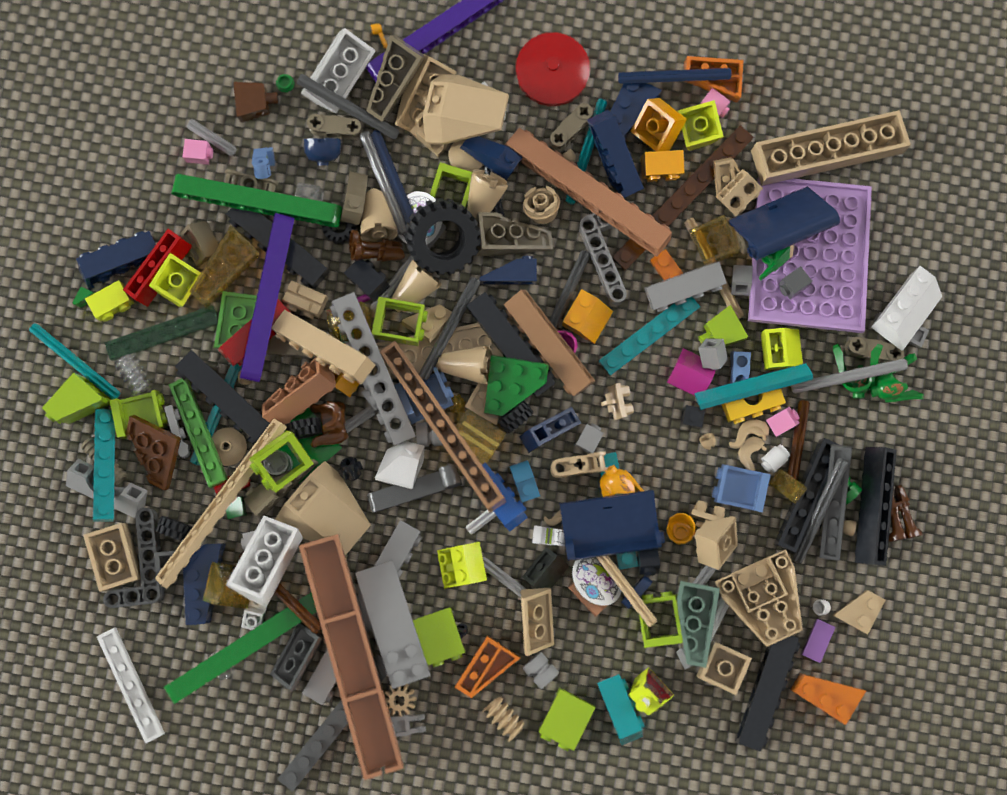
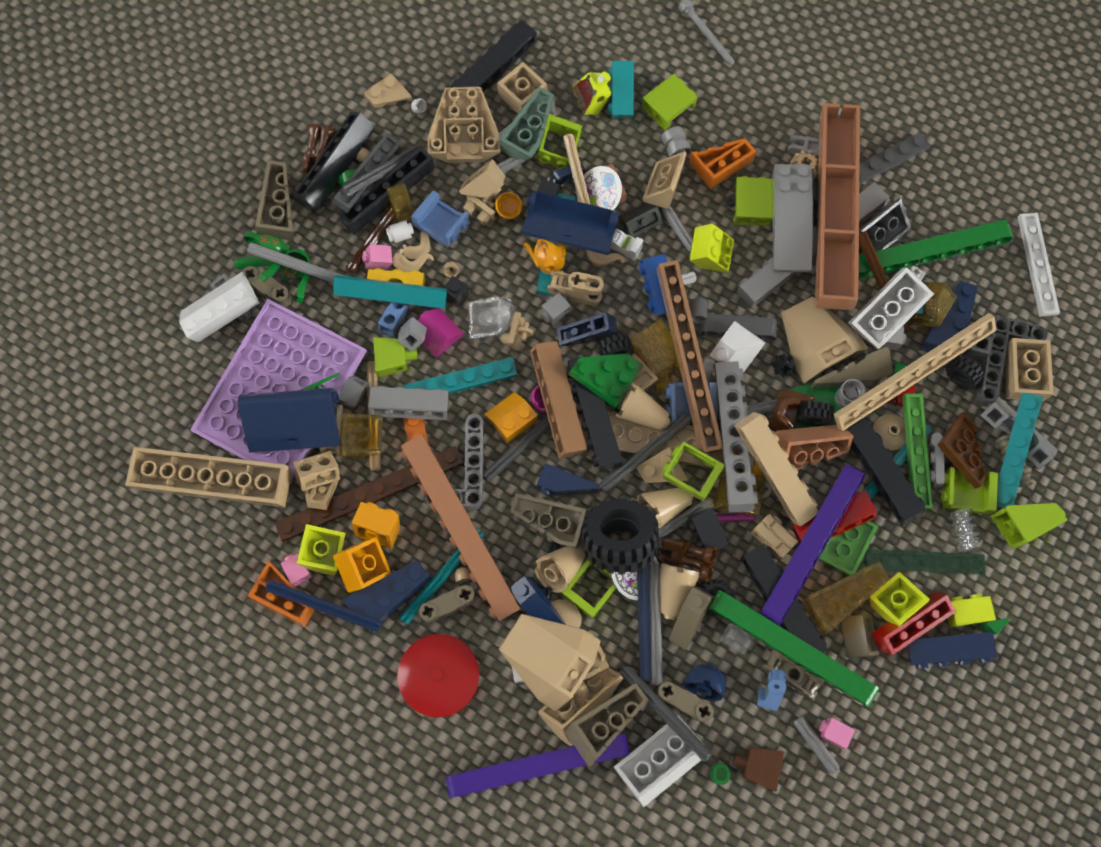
camera: 160 degrees left, 10 degrees down
(74, 361) = (1020, 568): teal axle -> none
(288, 438) = (854, 395): lime window -> none
(377, 29) = (602, 794): light orange hand -> none
(504, 718) = (722, 120): tan piece -> none
(524, 481) = (629, 295): dark azure brick -> none
(541, 204) = (510, 535): tan cone -> none
(615, 154) = (418, 547): dark blue wedge -> none
(646, 399) = (489, 317): none -> clear slope
(781, 348) = (349, 317): neon yellow slope -> none
(794, 283) = (308, 361): dark grey brick -> none
(818, 640) = (434, 84): medium lavender tile -> none
(829, 696) = (447, 40): orange wedge -> none
(910, 438) = (274, 208): none -> dark tan wedge

